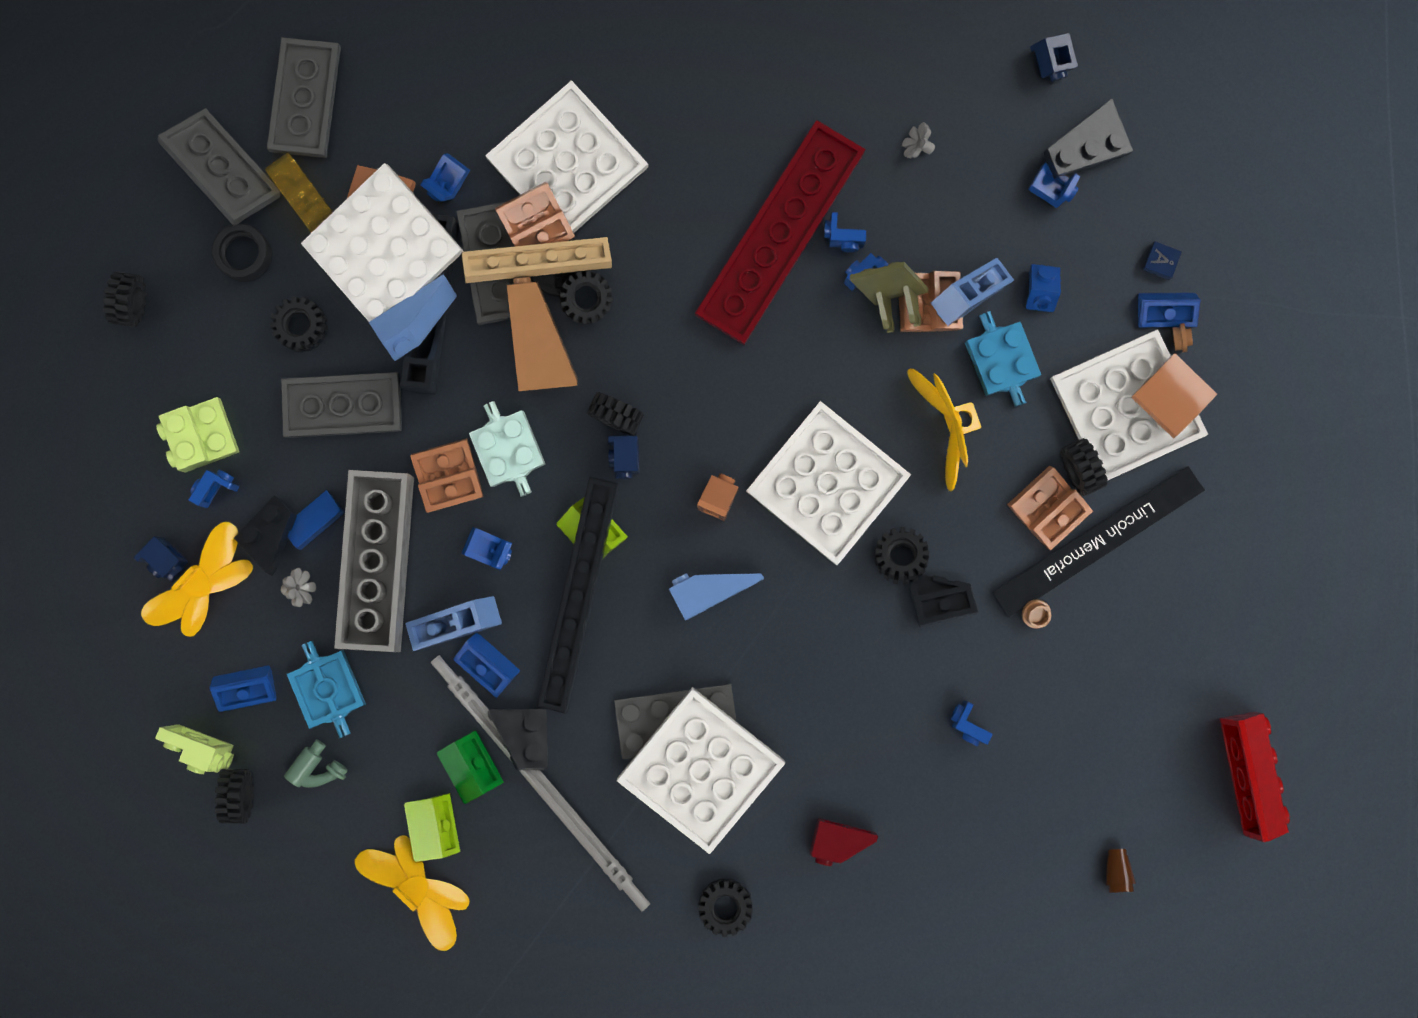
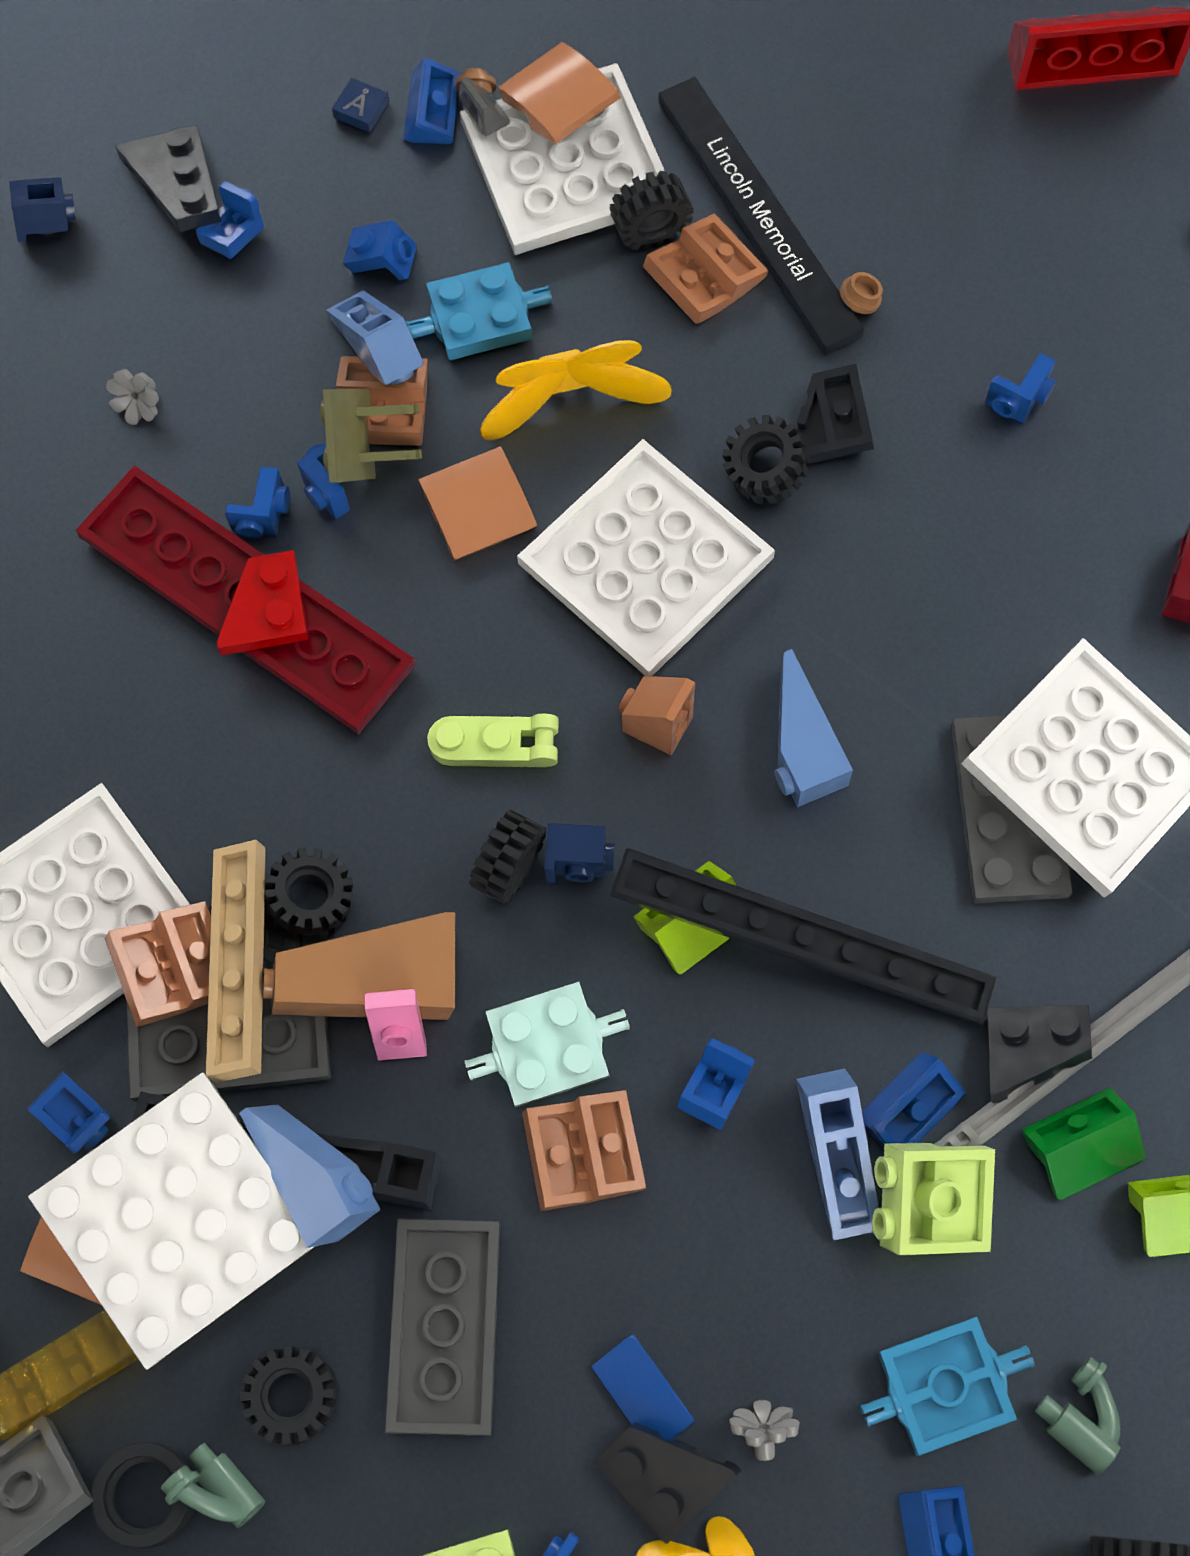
camera: 85 degrees left, 15 degrees down
(252, 293) = (226, 1490): none -> sand green plant
(374, 561) = (728, 1277): light grey brick -> none
(427, 678) = (934, 1198): none -> yellowish green plate
(505, 358) = (395, 1024): none -> bright pink plate
(696, 398) = (494, 741): none -> yellowish green plate
(771, 246) = (265, 606): none -> red wing
(858, 372) = (477, 503): none -> nougat slope
(1158, 345) = (482, 108): none -> dark grey slope

